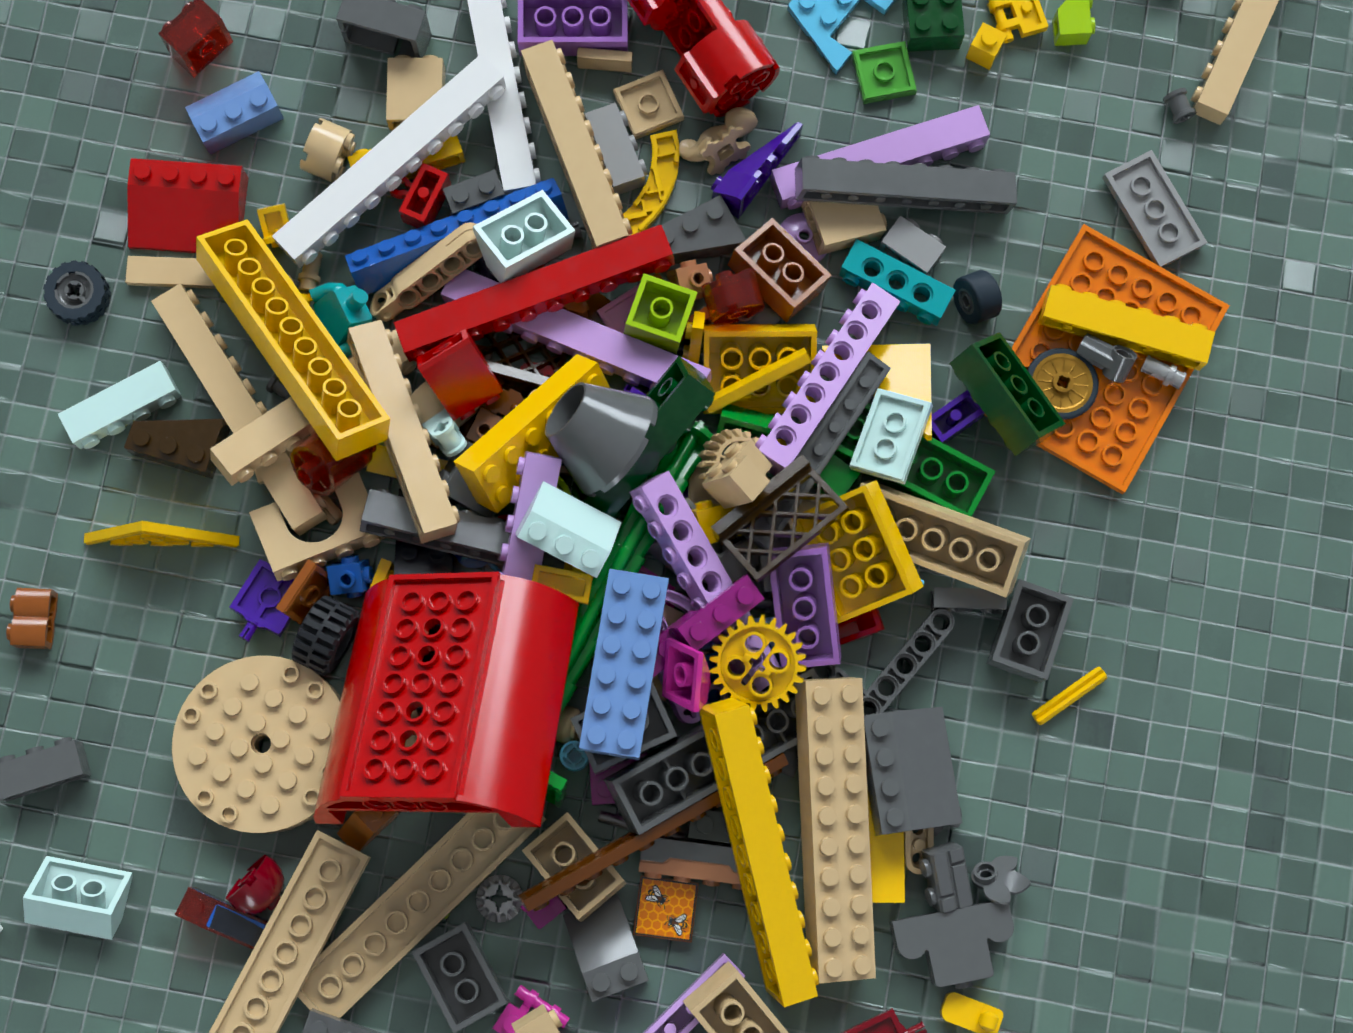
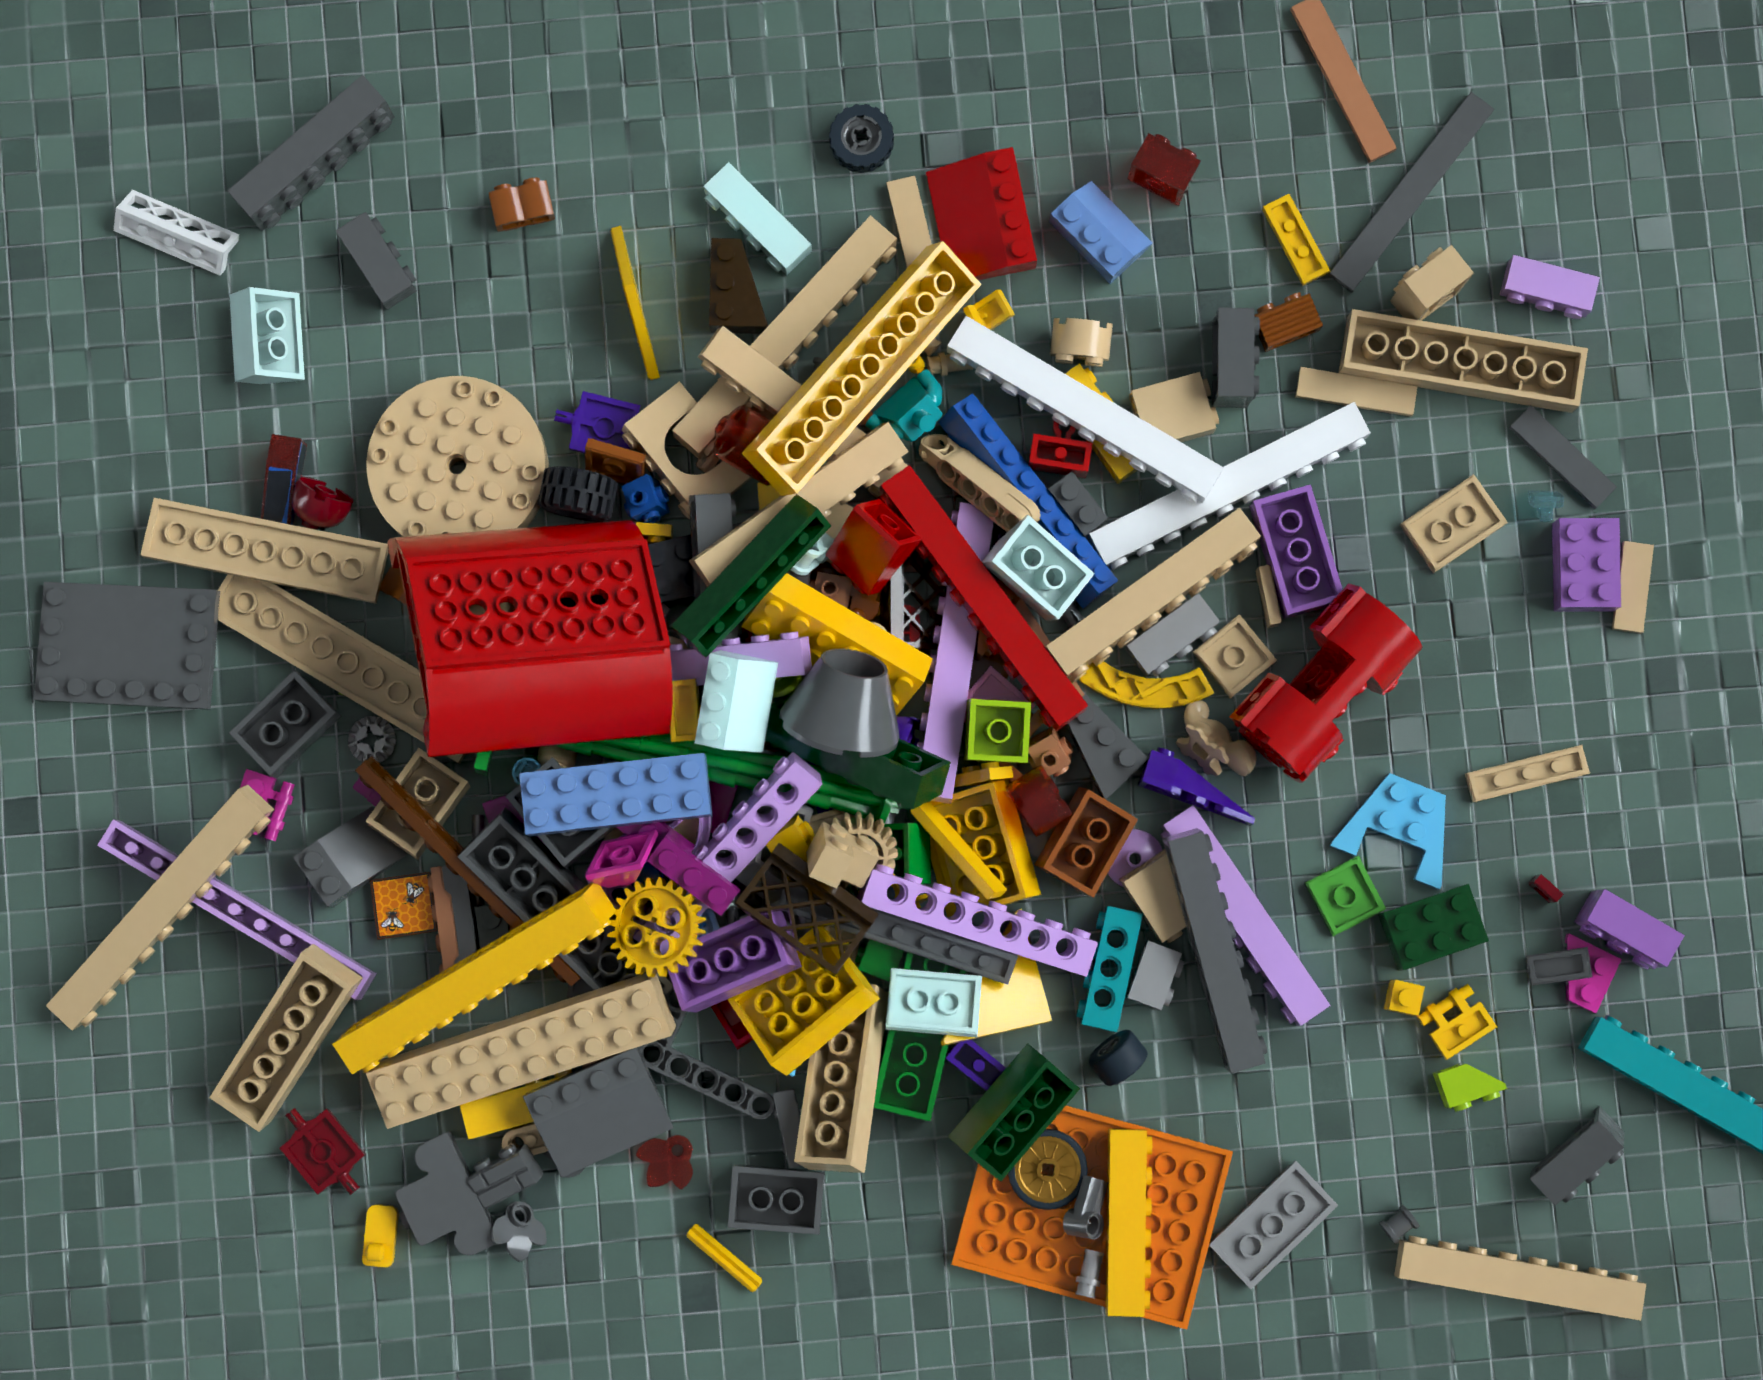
camera: 80 degrees right, 5 degrees up
(454, 483) = (751, 575): none -> dark green brick
(972, 726) = (664, 1164): none -> clear red plate

